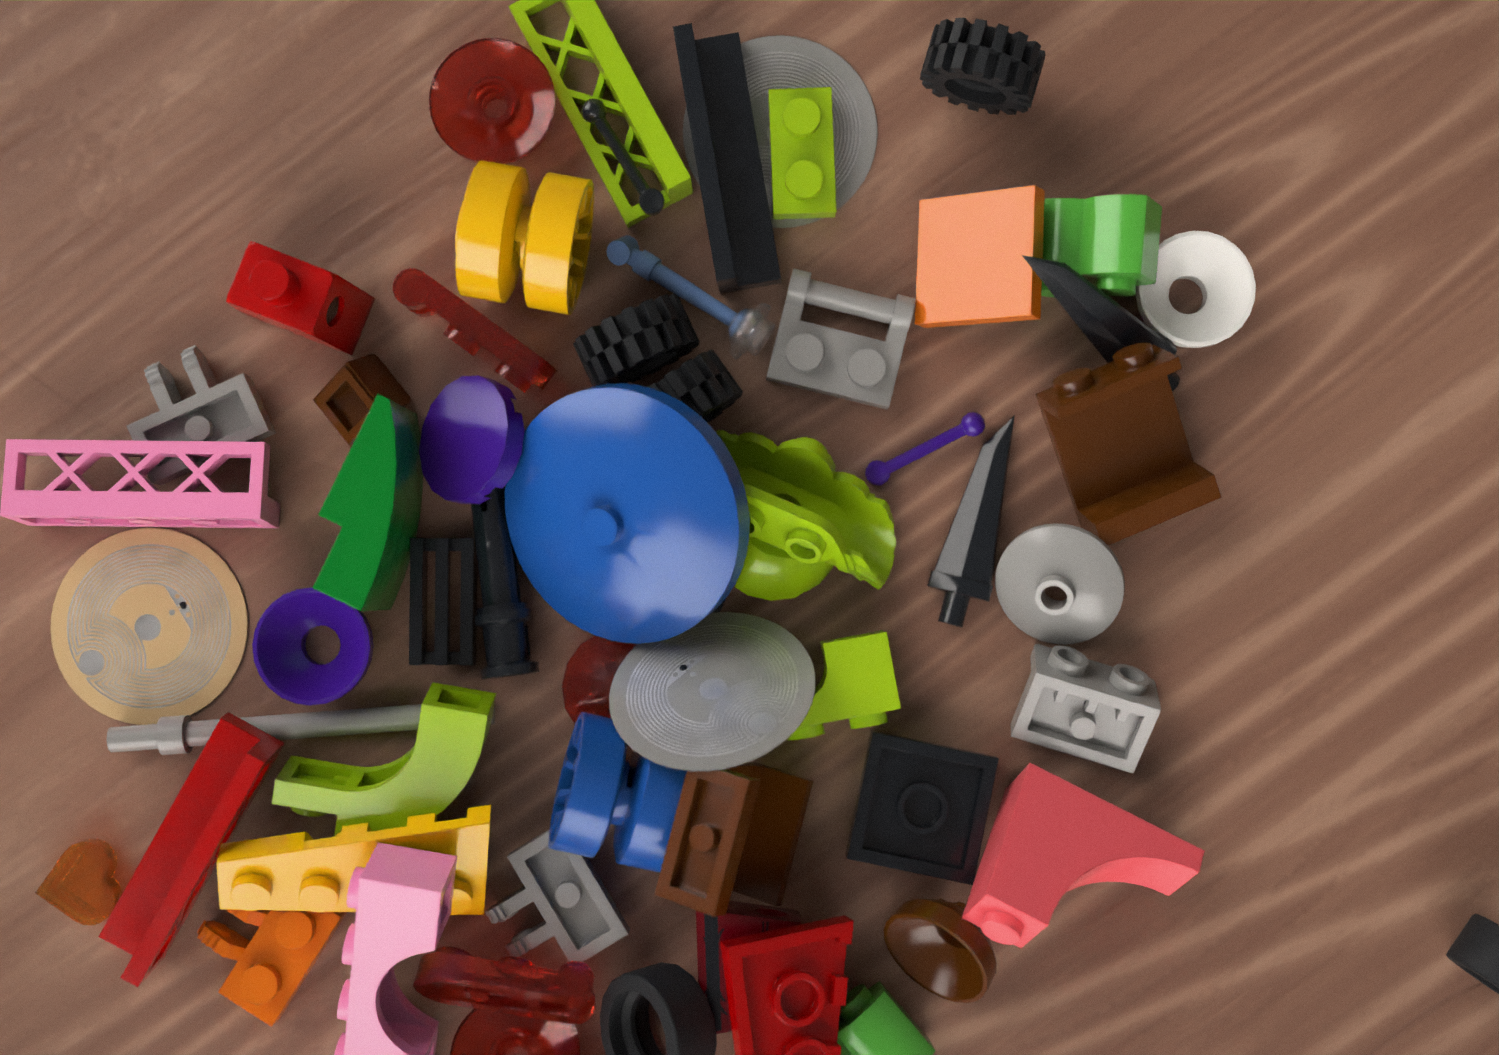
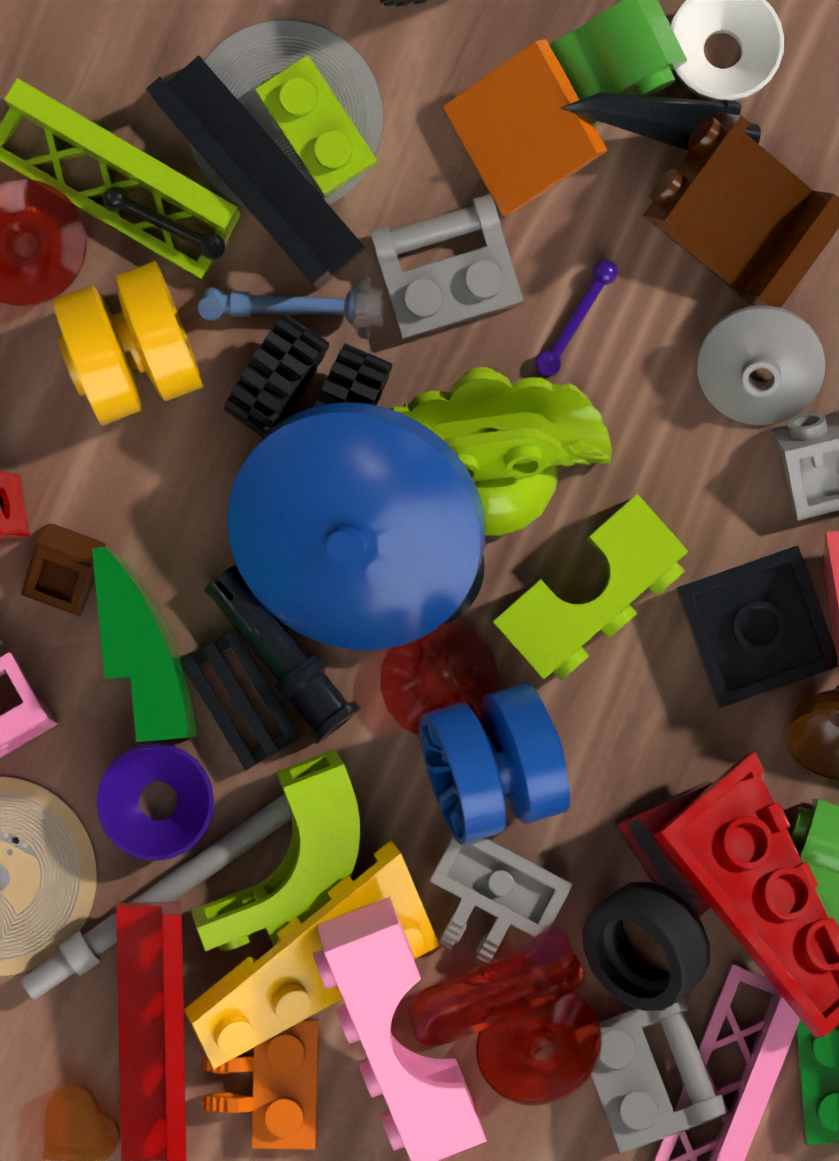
camera: 25 degrees left, 0 degrees up
(471, 440) = (183, 544): dark purple tile -> none
(472, 329) = (127, 449): clear red plate -> none
(713, 693) = (521, 630): light grey piece -> none
(735, 835) = (612, 739): reddish brown panel -> none
(971, 544) = (665, 376): black bar -> none

